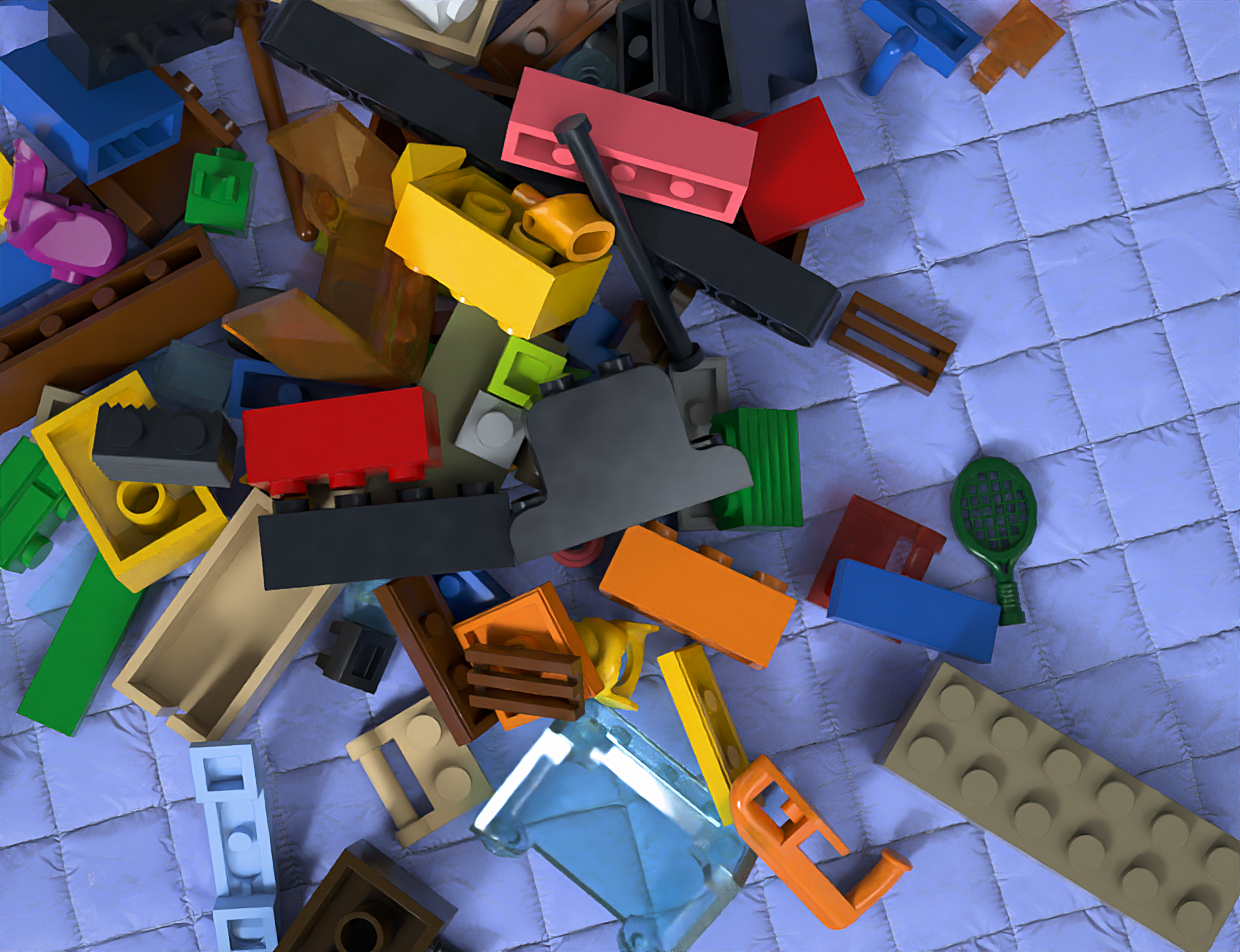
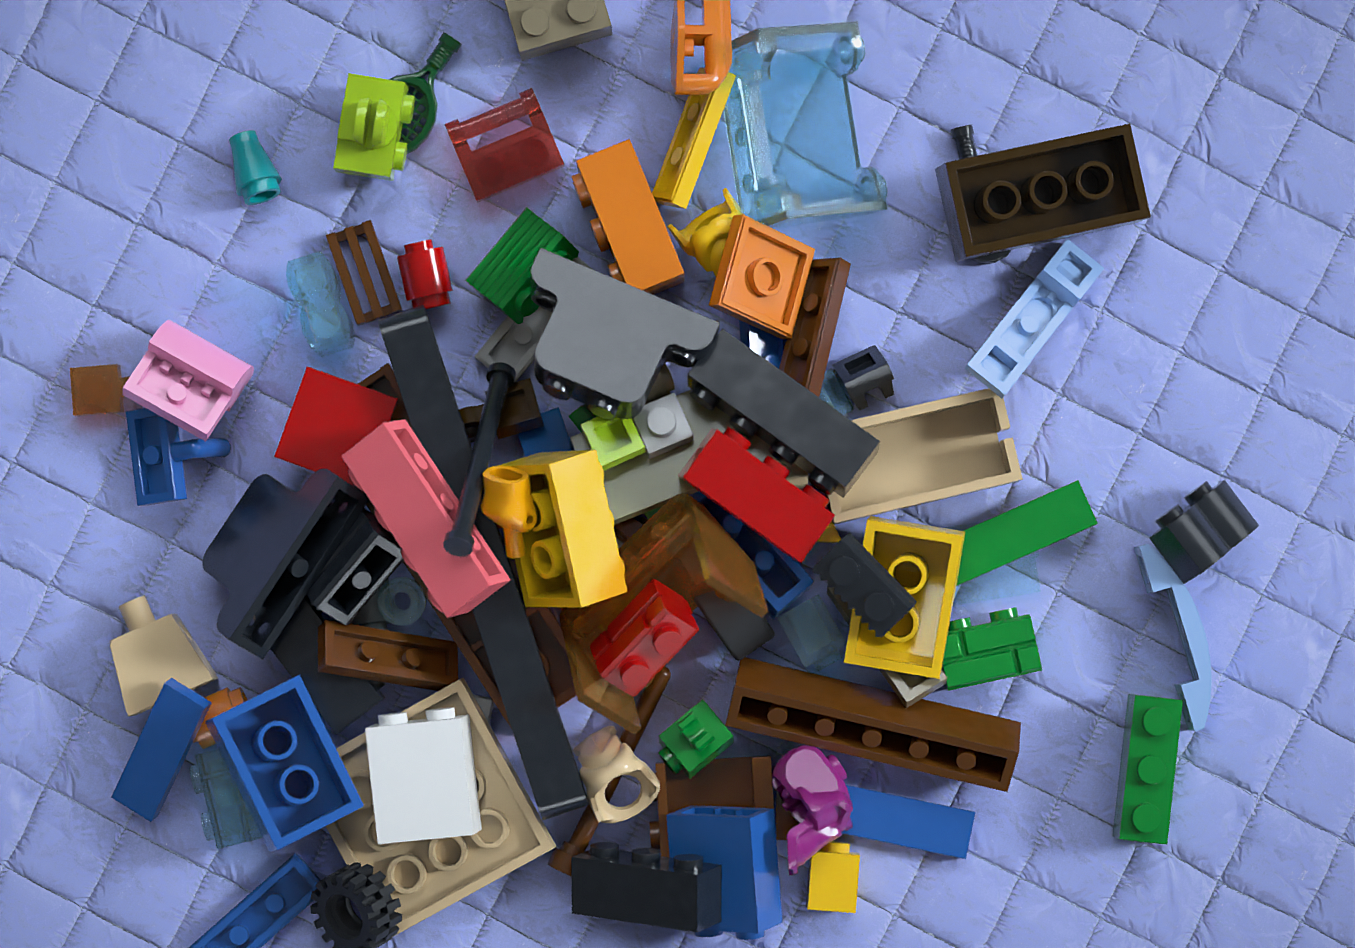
camera: 140 degrees left, 5 degrees up
(271, 95) = (604, 759): none -> tan hair
(336, 225) = (643, 637): none -> red brick
(422, 162) = (563, 624): yellow slope -> none
(444, 770) = (872, 262): tan plate -> none
(522, 702) = (781, 255): reddish brown tile -> none
(836, 386) = (425, 275): none -> red brick
(913, 281) = (318, 291): none -> clear light blue brick
(913, 611) = (507, 97): blue tile -> none
(958, 103) = (187, 379): none -> bright pink brick
(1009, 471) = (372, 127): none -> lime brick
(1074, 342) = (253, 170): none -> teal cone

